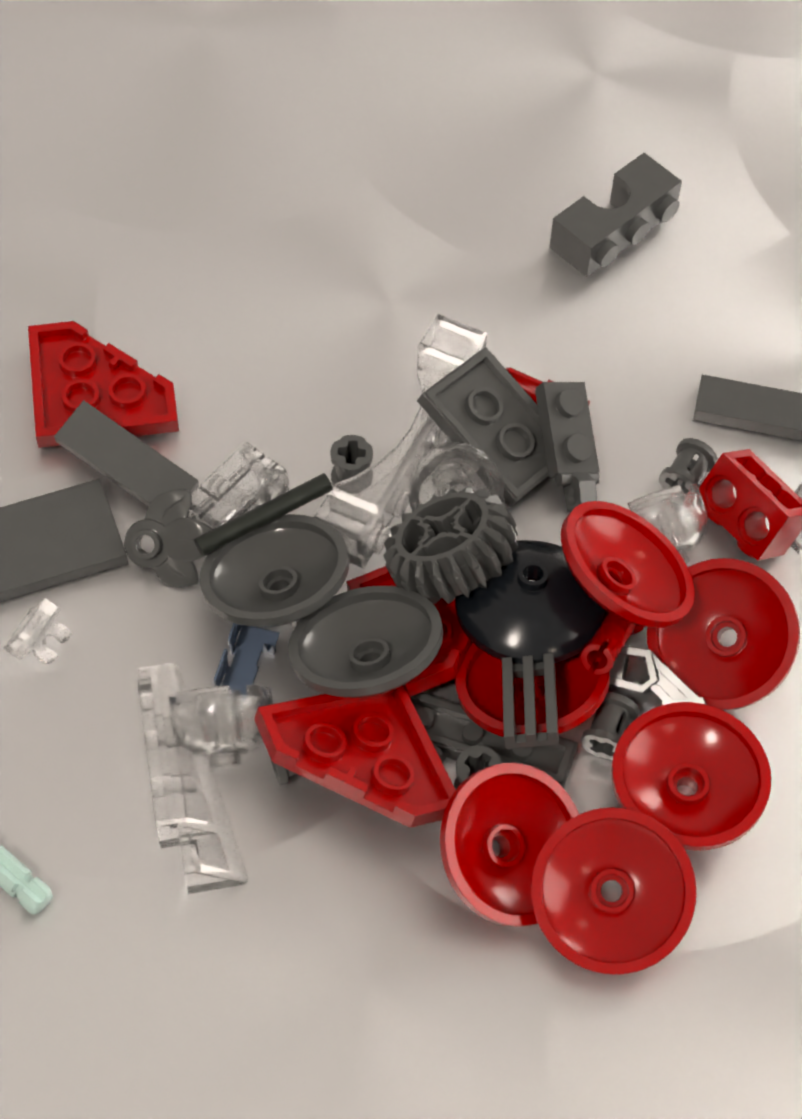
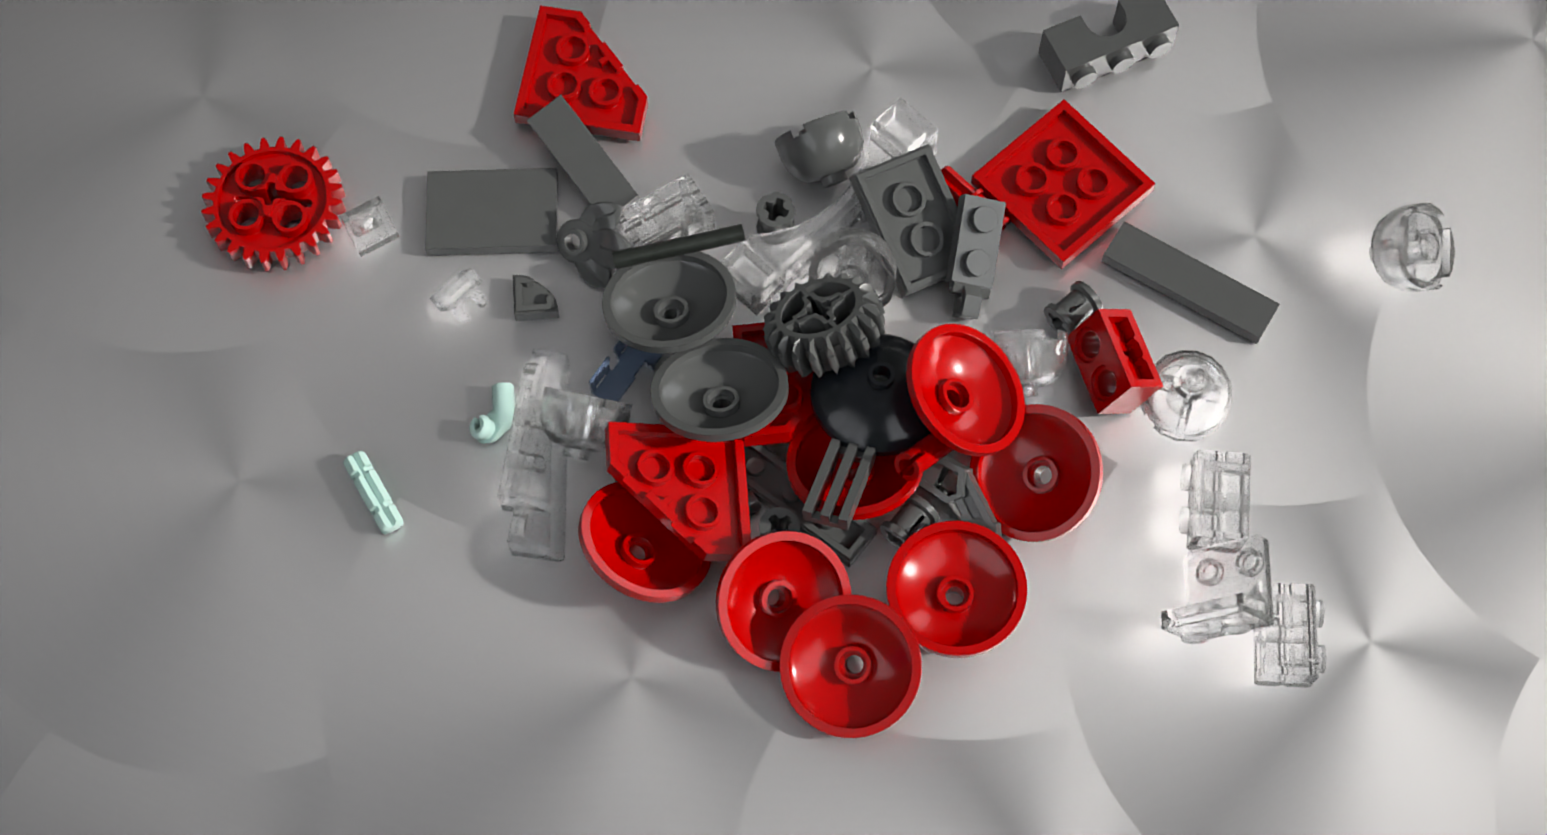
camera: 20 degrees right, 10 degrees up
(119, 618) = (532, 300): none -> dark grey tile
(124, 752) = (499, 420): none -> light aqua arm
(333, 836) = (635, 549): none -> red dish
(376, 384) = (823, 149): none -> dark grey cylinder
(629, 355) = (1063, 183): none -> red plate

